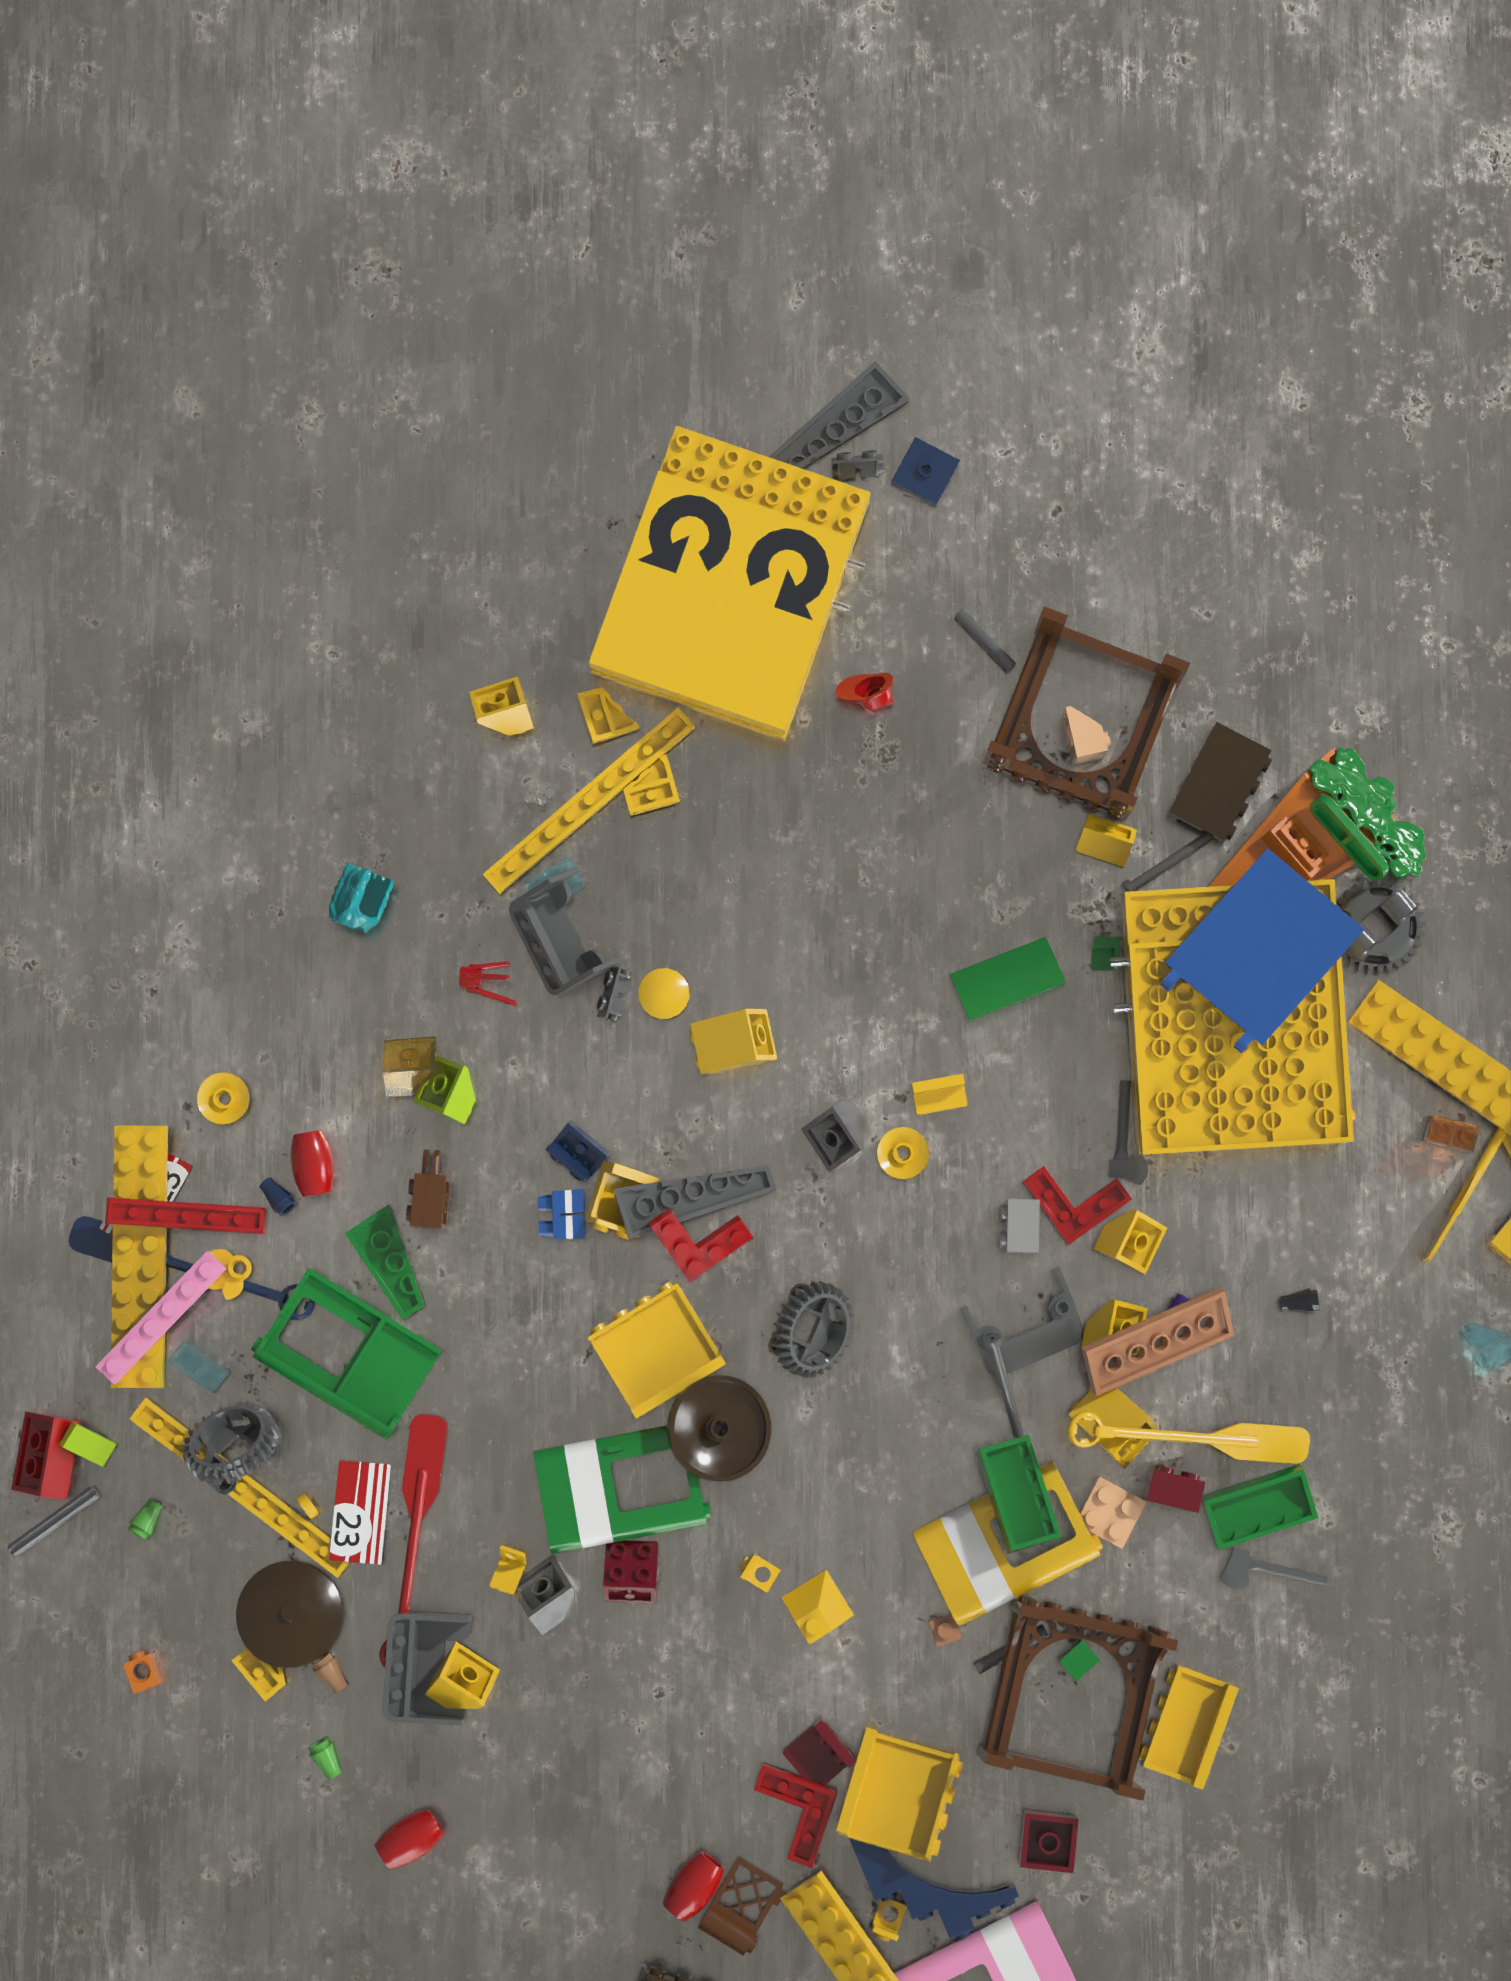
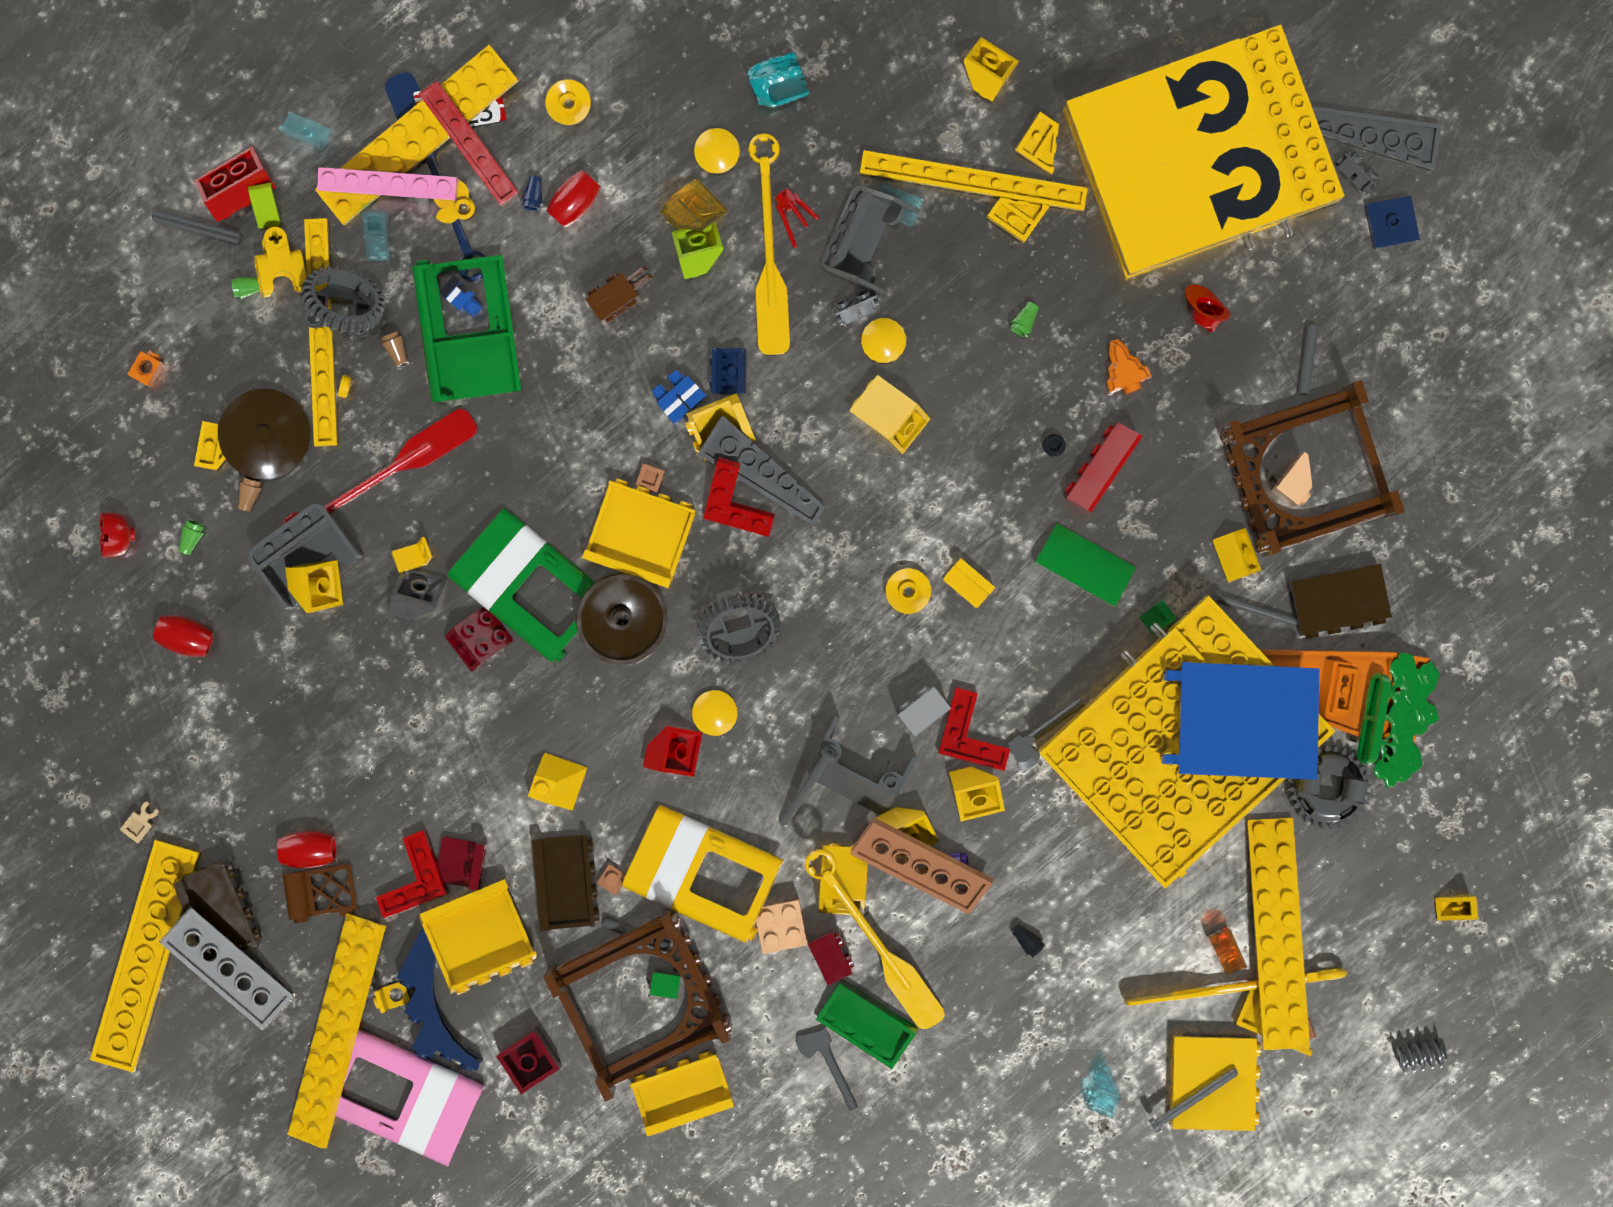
camera: 55 degrees right, 5 degrees up
(53, 1352) = (305, 131): none -> clear light blue panel
(147, 1473) = (278, 262): none -> yellow piece
(266, 1825) = (114, 534): none -> red cylinder
(310, 1432) = (394, 346): none -> medium nougat cone
(315, 1339) = (461, 301): none -> blue hips
(360, 1512) = (369, 425): sticker -> none
(375, 1002) = (716, 150): none -> yellow dish
(385, 1256) = (552, 299): green wing -> none
(536, 1055) = (771, 289): none -> yellow piece
(614, 1299) = (650, 478): none -> nougat plate
(748, 857) = (1024, 321): none -> bright green cone
(749, 1567) = (545, 715): yellow bracket -> none
(837, 1133) = (885, 535): flat silver slope -> none
(865, 804) = (1125, 370): none -> orange rock
(870, 1414) = (714, 713): none -> yellow dish
(875, 1479) = (674, 751): none -> red slope
(879, 920) = (1054, 445): none -> black plate
(913, 1674) = (565, 882): none -> dark brown panel
(934, 893) = (1103, 467): none -> red slope
(1018, 1494) = (741, 854): green slope -> none

